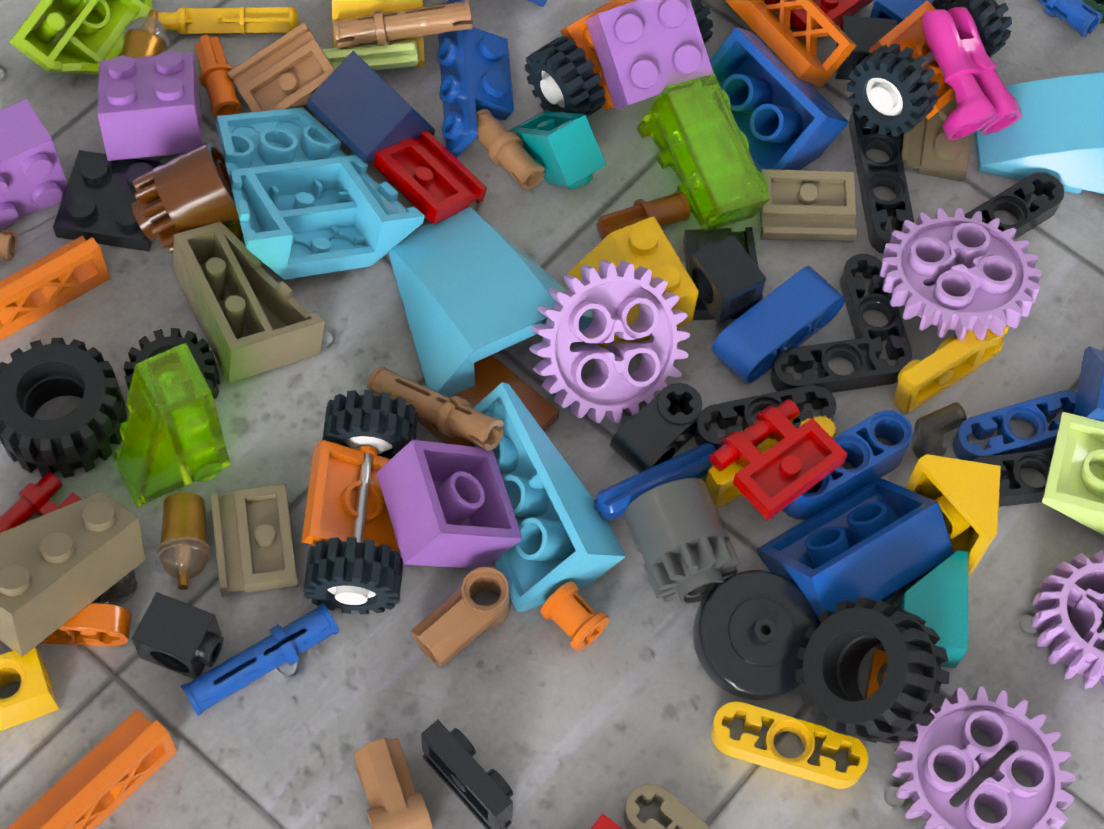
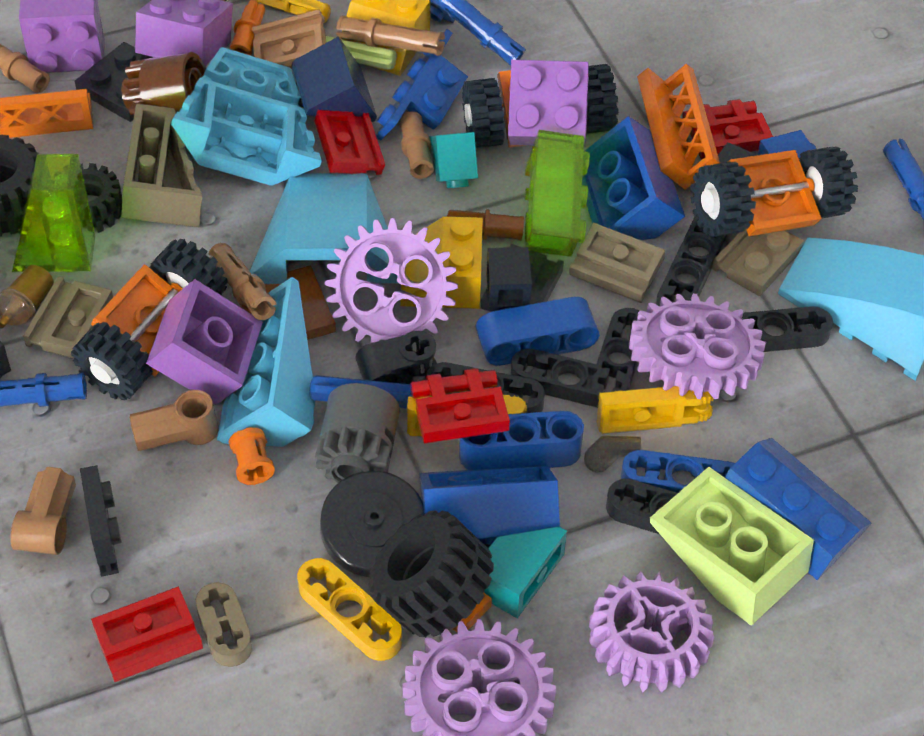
camera: 30 degrees right, 10 degrees down
(966, 499) = (584, 496): yellow slope -> none
(968, 69) = (793, 202): dark pink piece -> none

